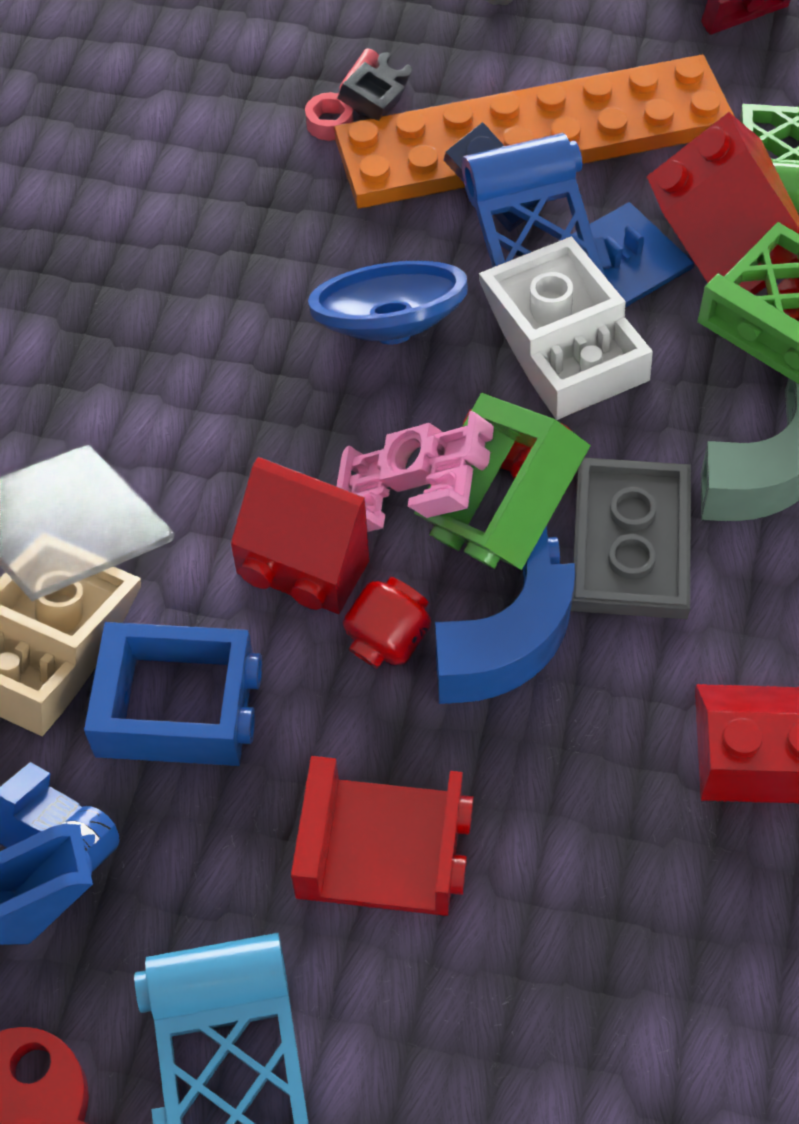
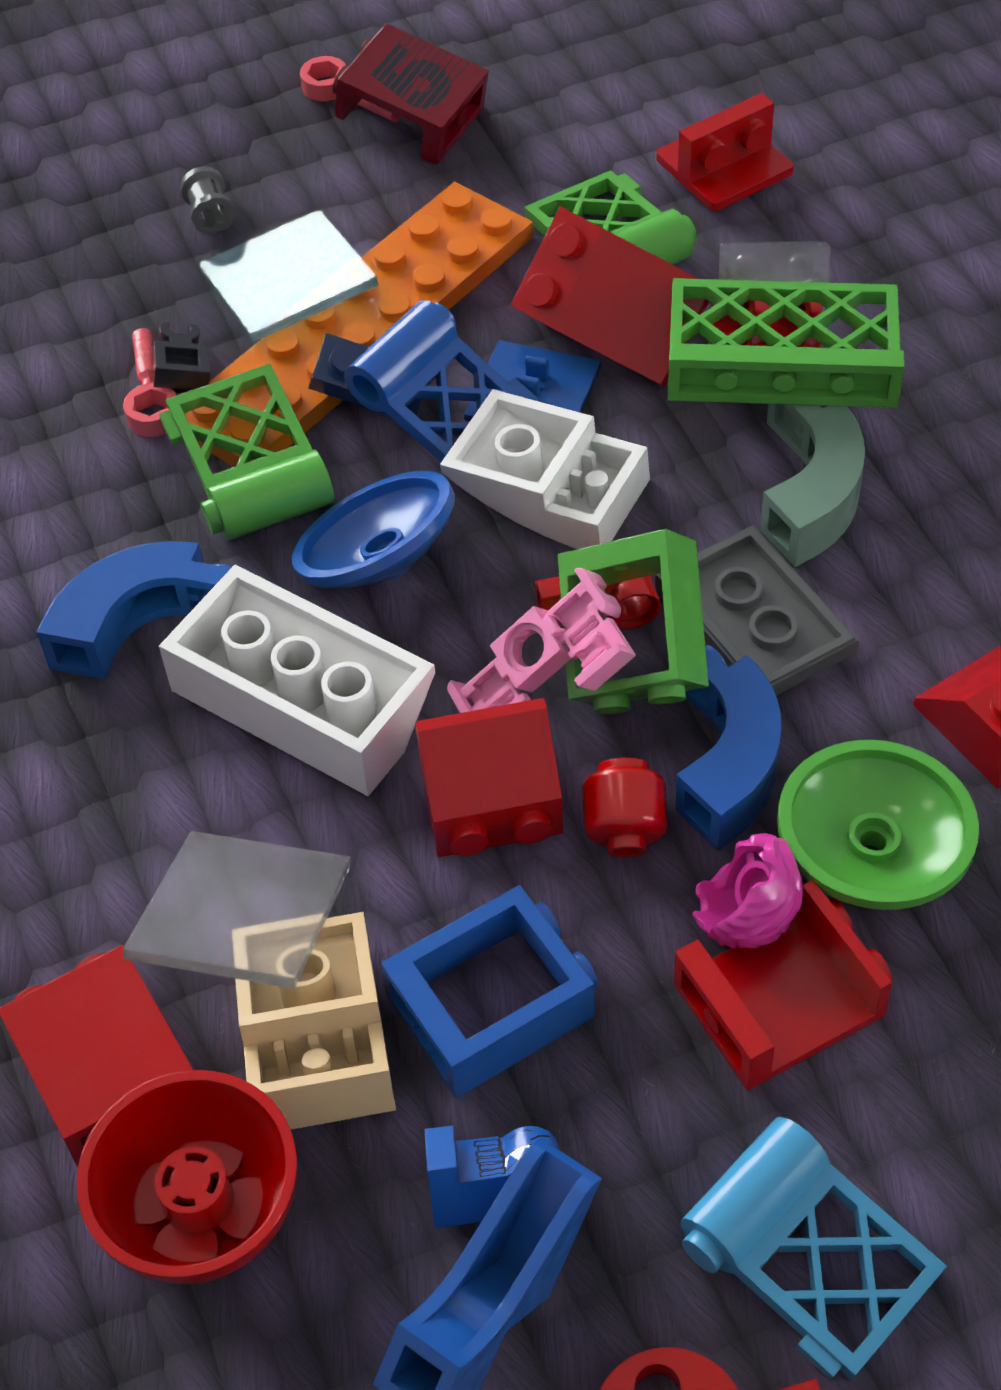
camera: 35 degrees left, 5 degrees down
(187, 242) = (119, 596): none -> blue arch
(239, 373) = (298, 678): none -> white slope
(342, 218) = (255, 491): none -> bright green piece
(410, 755) = (751, 895): none -> dark pink hair
(508, 63) = (288, 275): none -> clear light blue piece
(561, 731) = (882, 799): none -> bright green dish

